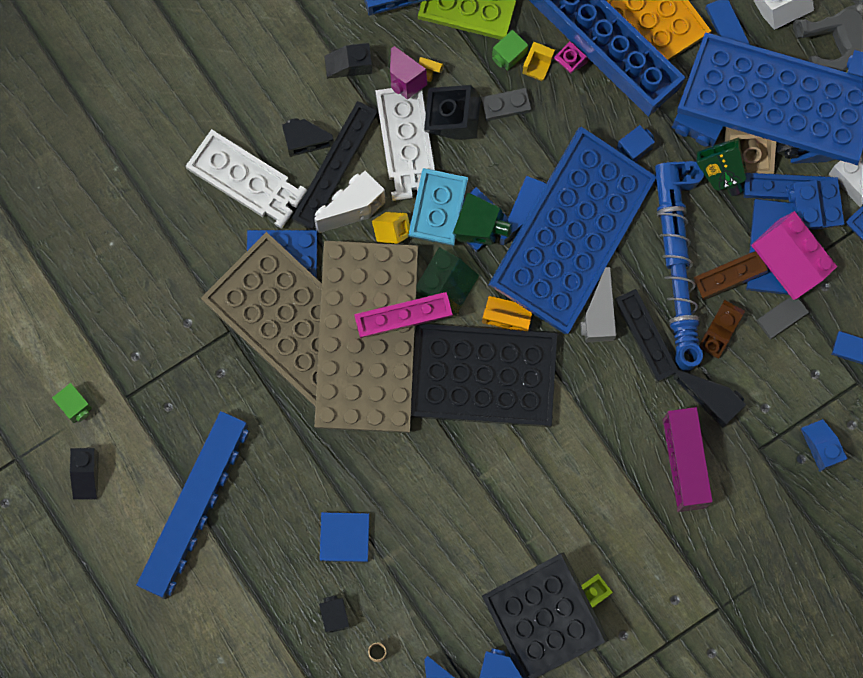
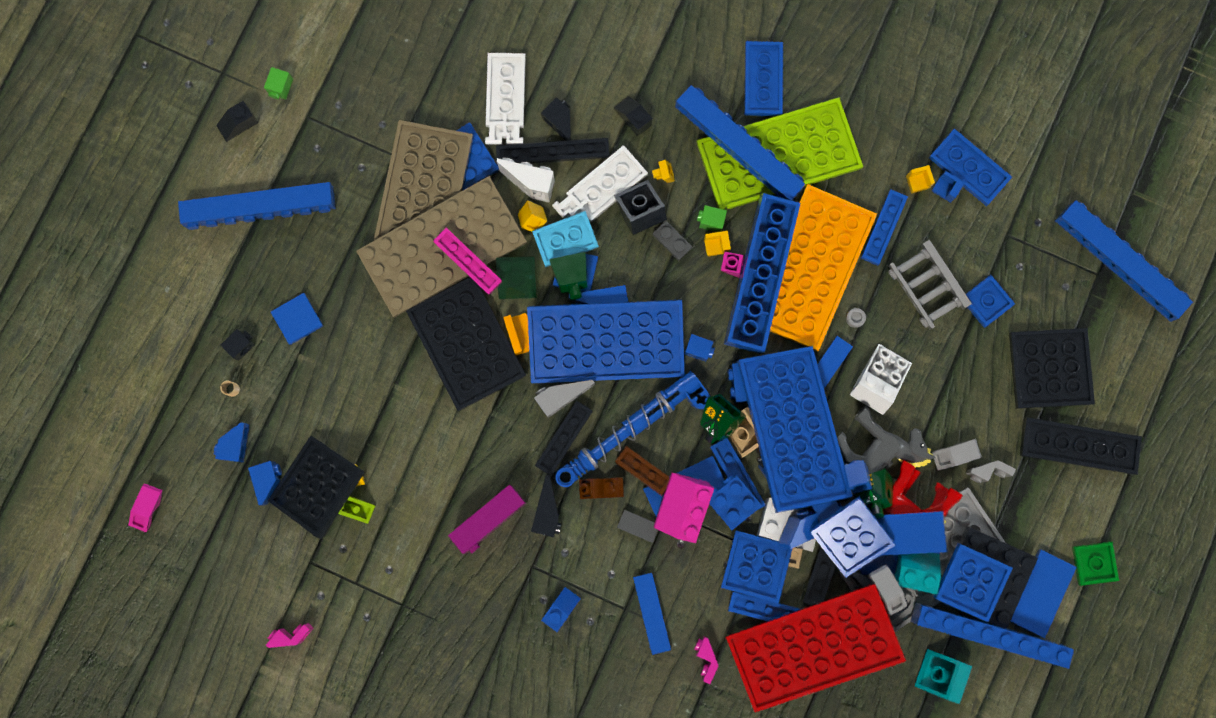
camera: 60 degrees right, 5 degrees up
(406, 74) = (645, 157): magenta slope -> none

